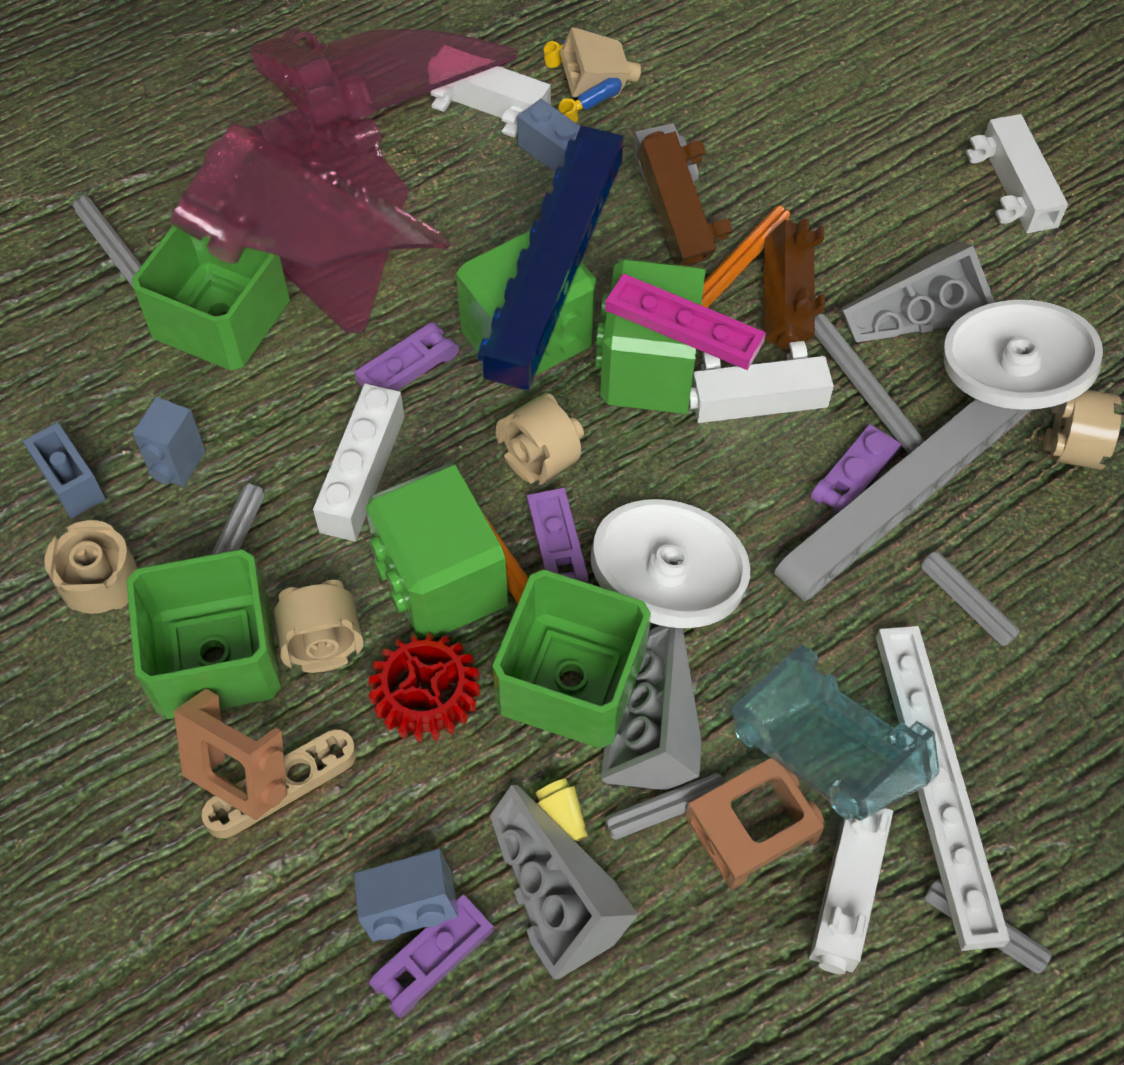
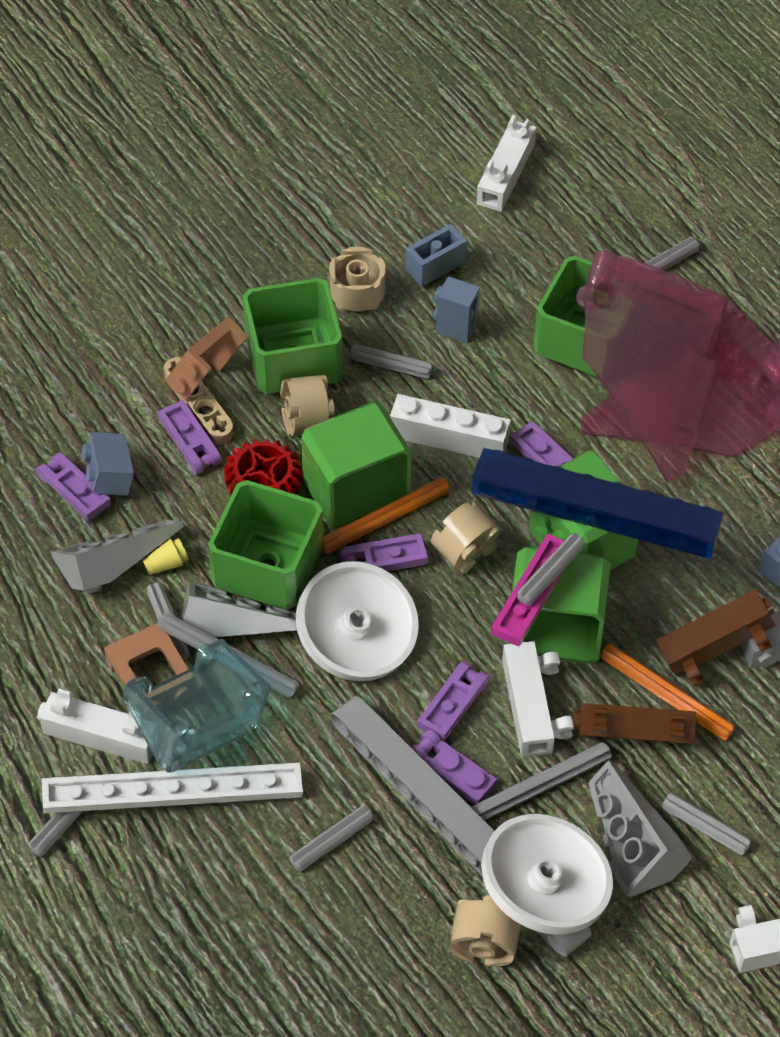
camera: 90 degrees right, 5 degrees down
(349, 791) = (189, 436): none -> medium lavender plate
(667, 292) = (550, 569): none -> light grey axle
(722, 733) = (198, 638): none -> light grey axle
(767, 466) = (453, 700): none -> medium lavender plate
(896, 239) = (706, 823): none -> light grey axle

